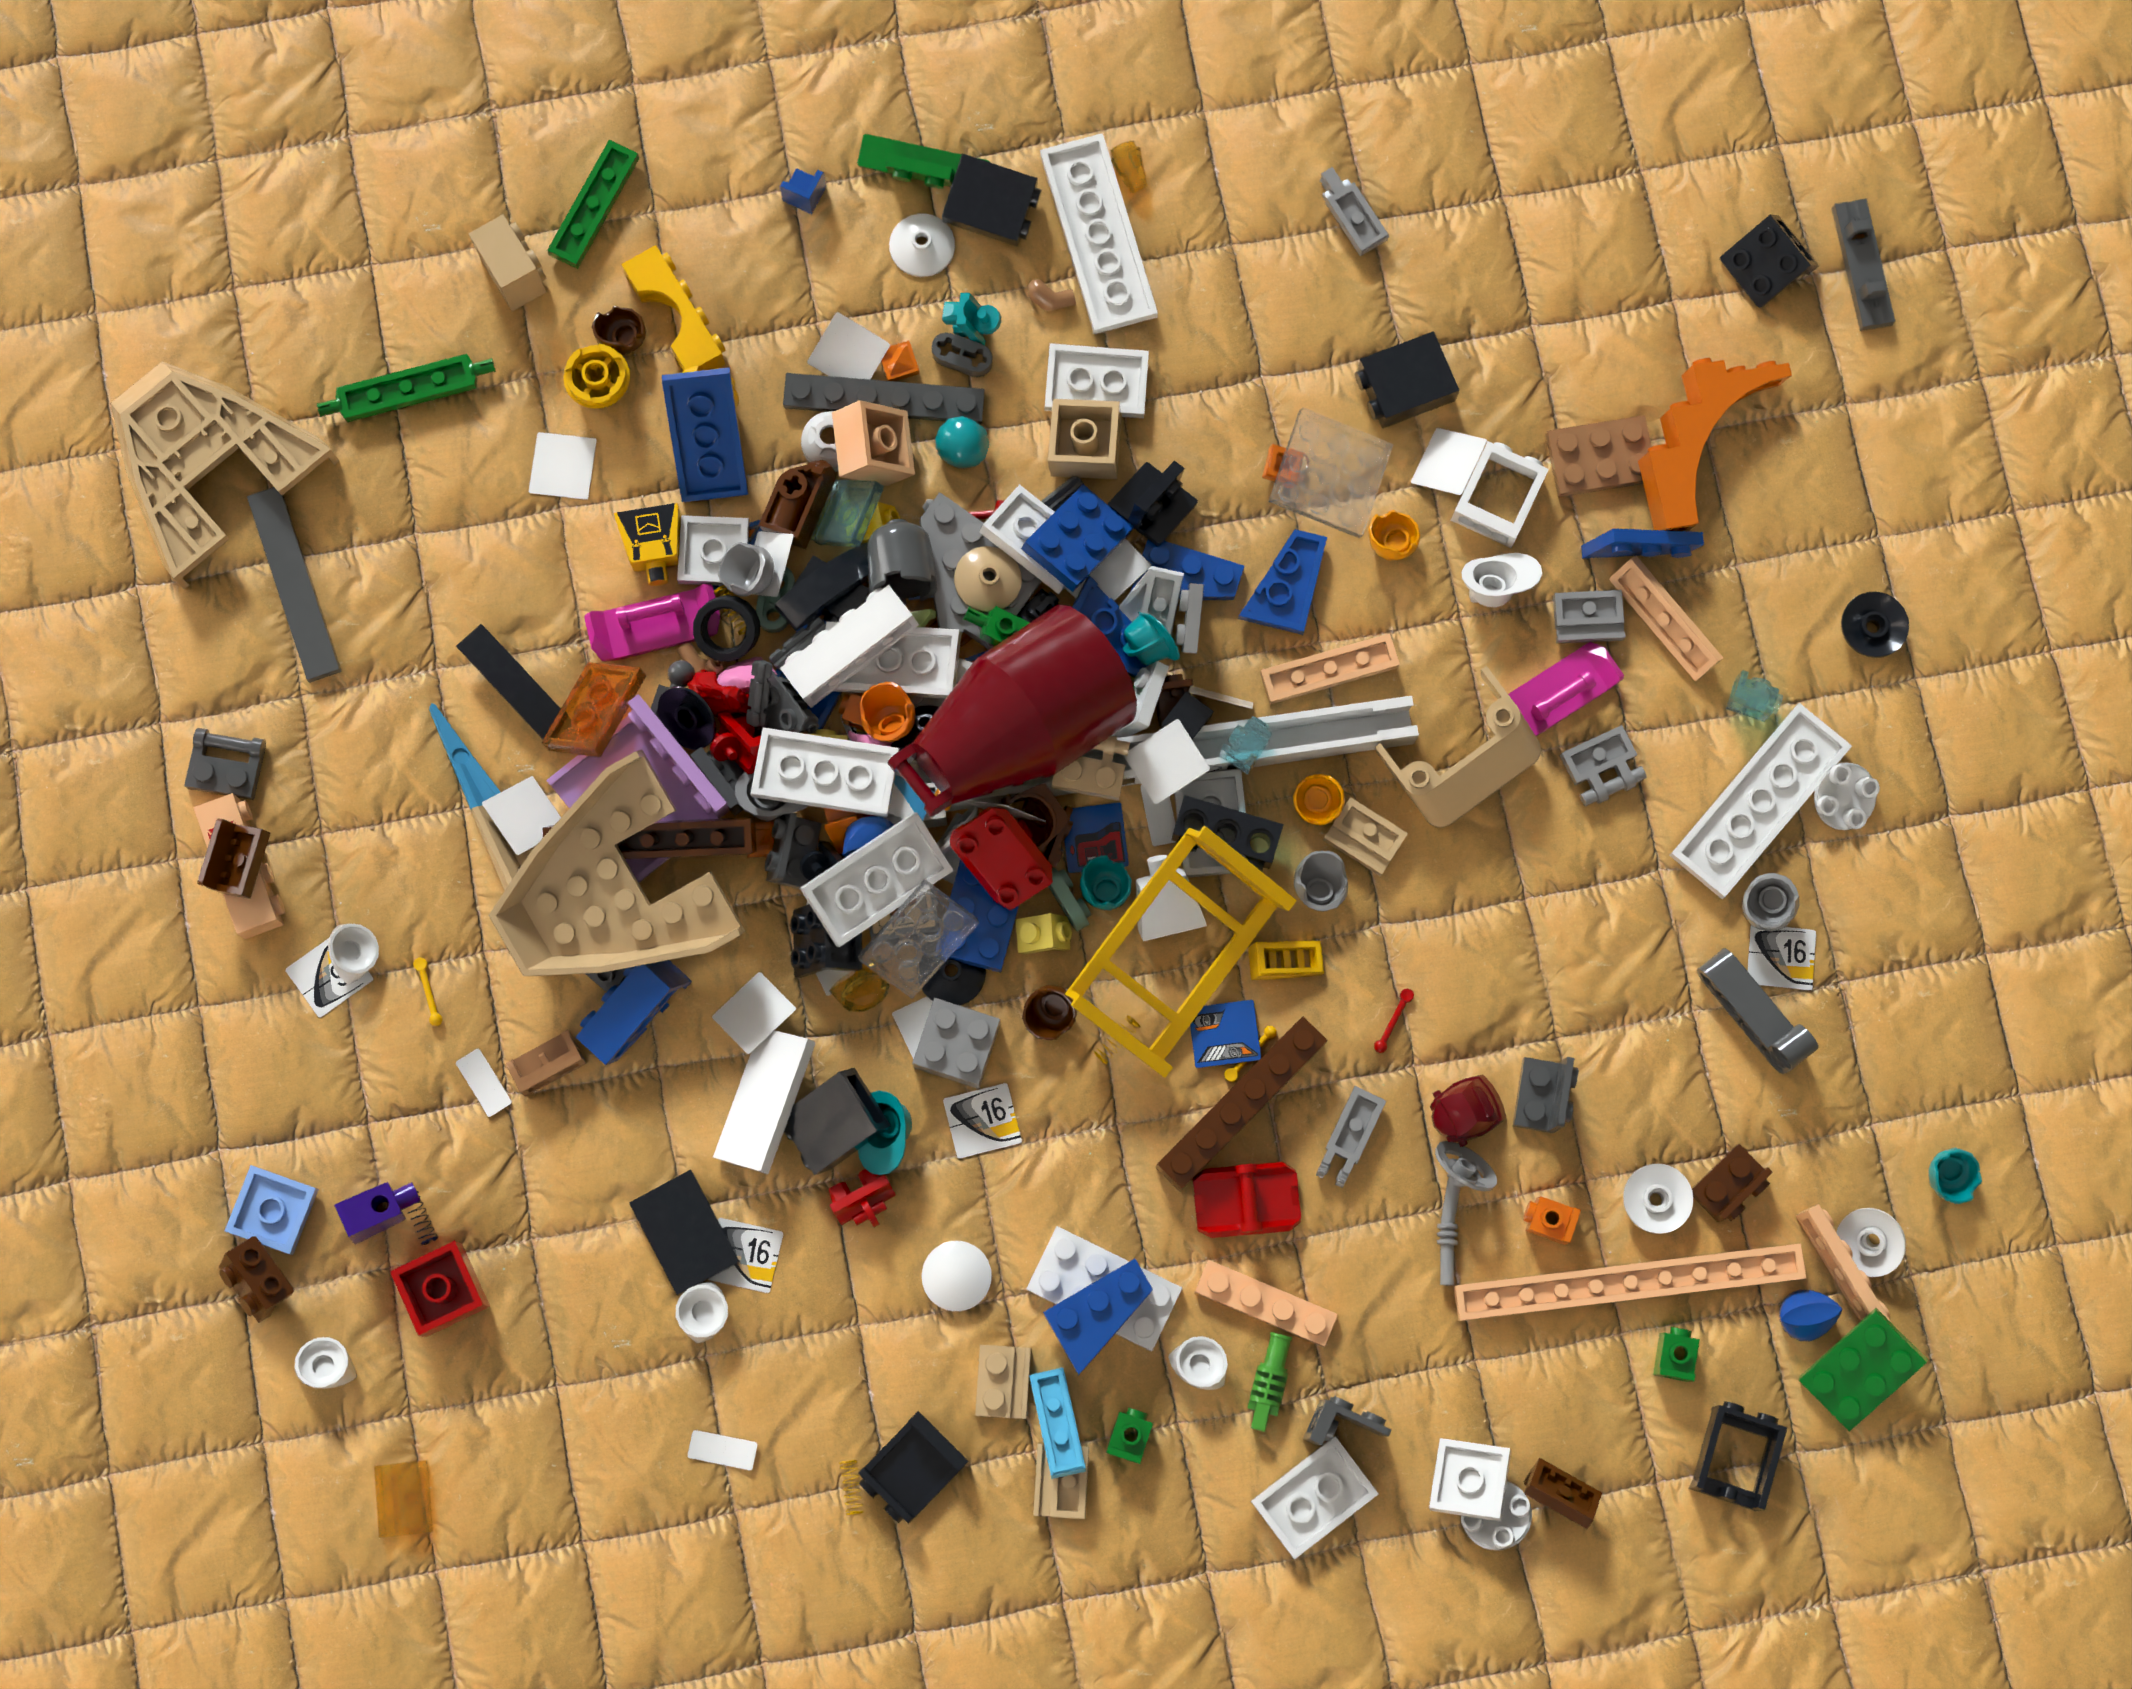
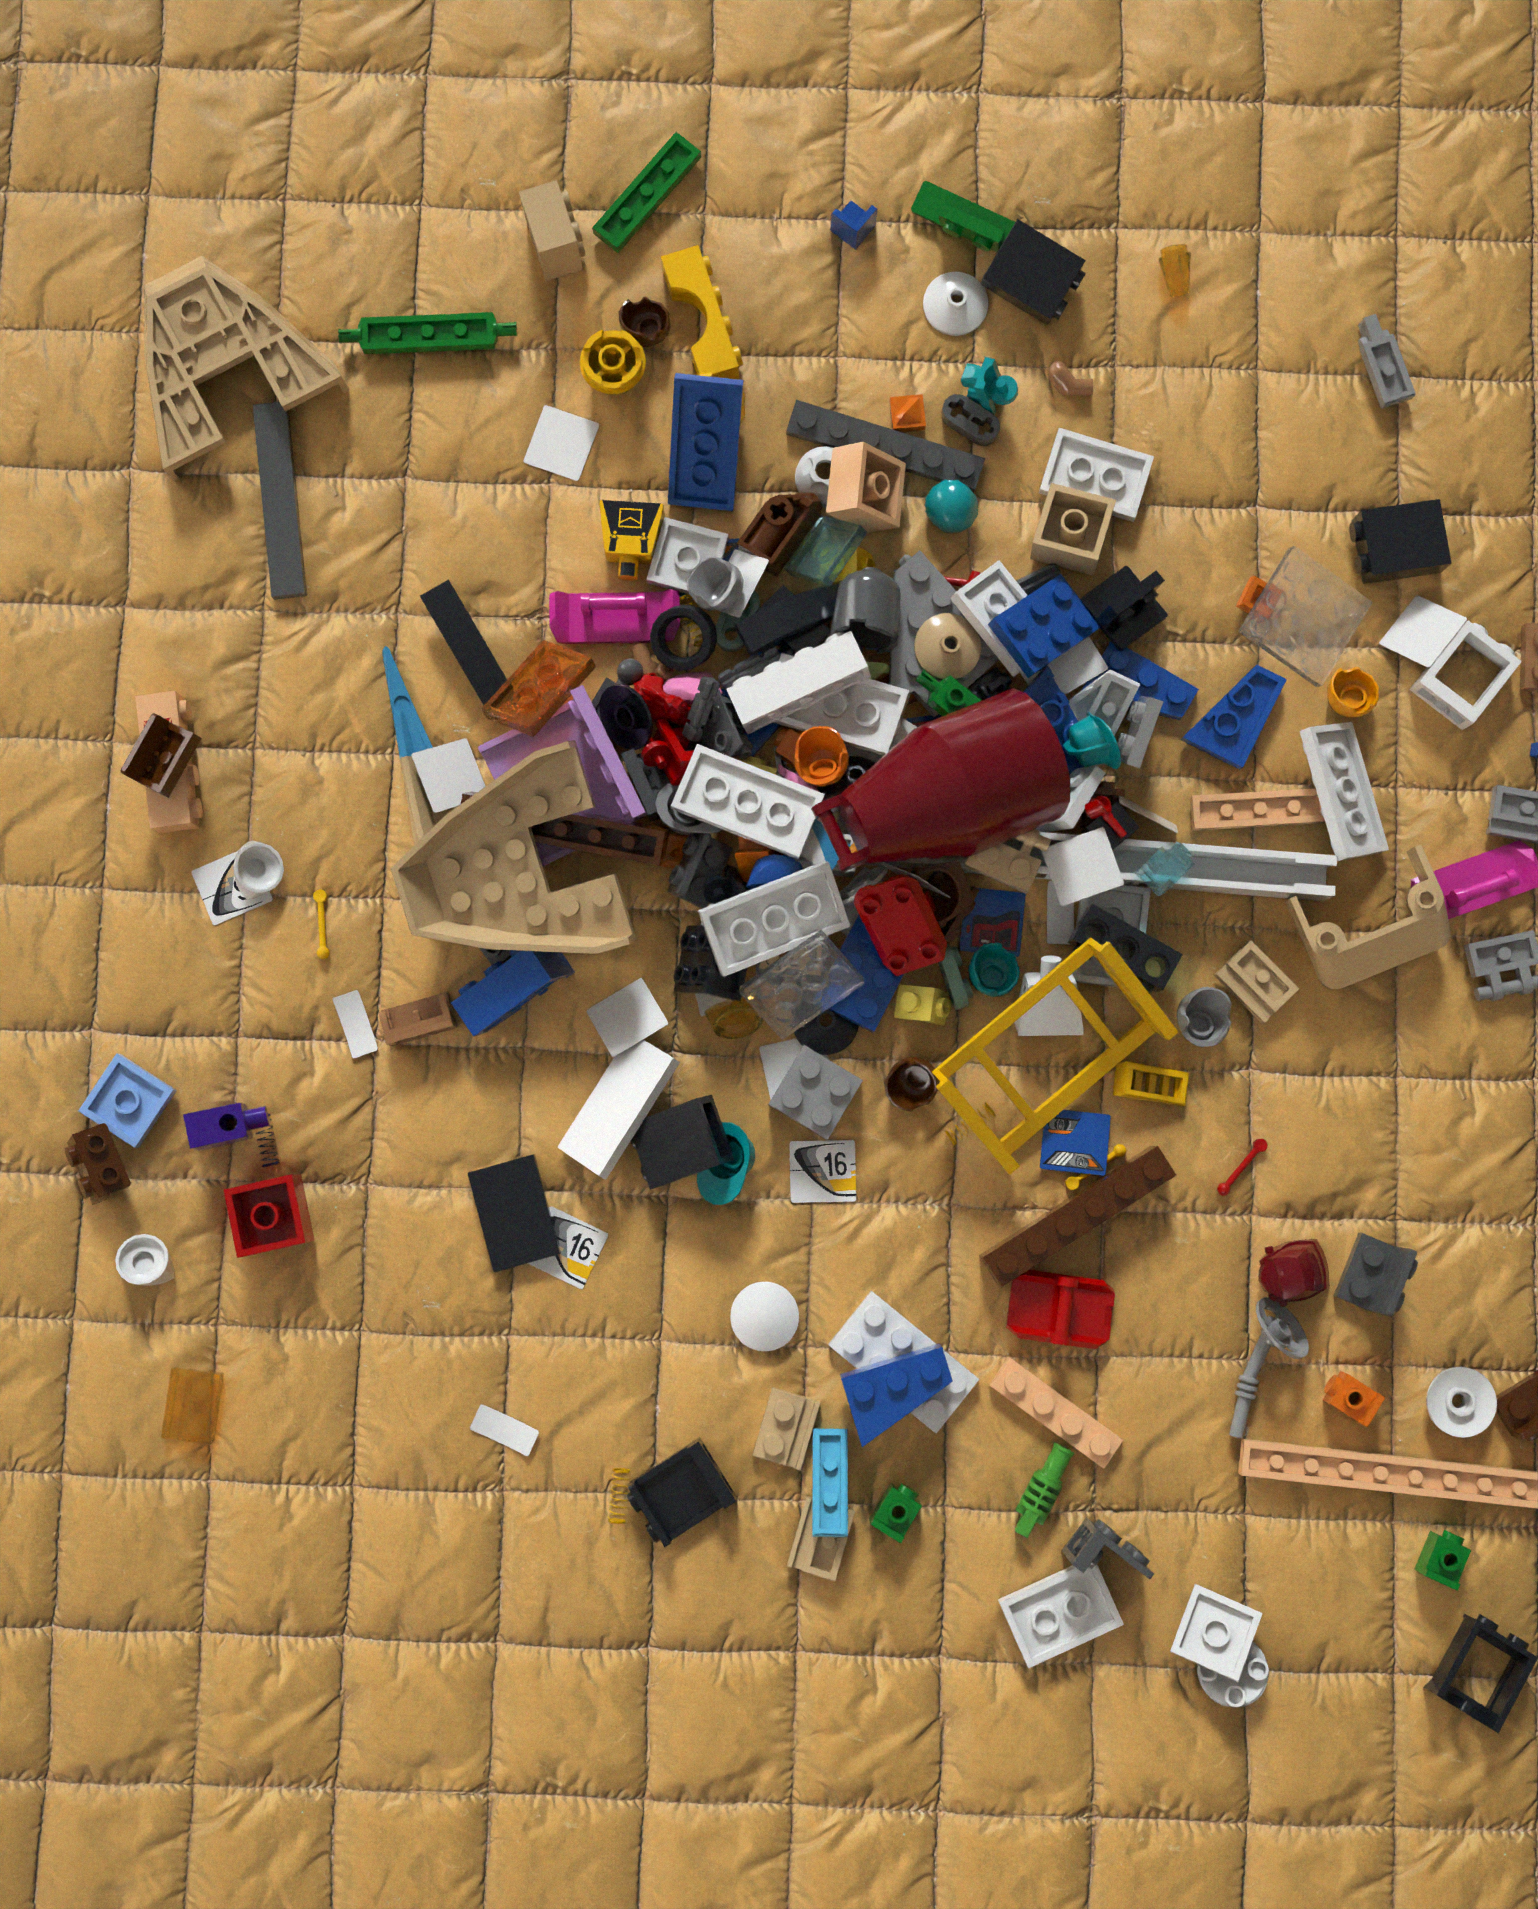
camera: 15 degrees right, 5 degrees up
(224, 775) = (174, 671): dark grey plate -> none
(702, 1311) = (514, 1294): white piece -> none
(848, 350) = (861, 390): white sticker -> none
(863, 1202) = (690, 1227): red hips -> none
(1098, 233) = (1130, 329): white plate -> none
(1172, 700) = (1102, 807): none -> red hand
(1200, 1363) = (979, 1456): white piece -> none
(1319, 799) = (1220, 935): light orange hair -> none
(1352, 1132) = (1176, 1268): light grey hinge -> none
(1407, 632) = (1344, 790): none -> white plate
(1498, 577) = (1448, 757): white piece -> none
(1562, 1493) = (1303, 1668): reddish brown bracket -> none

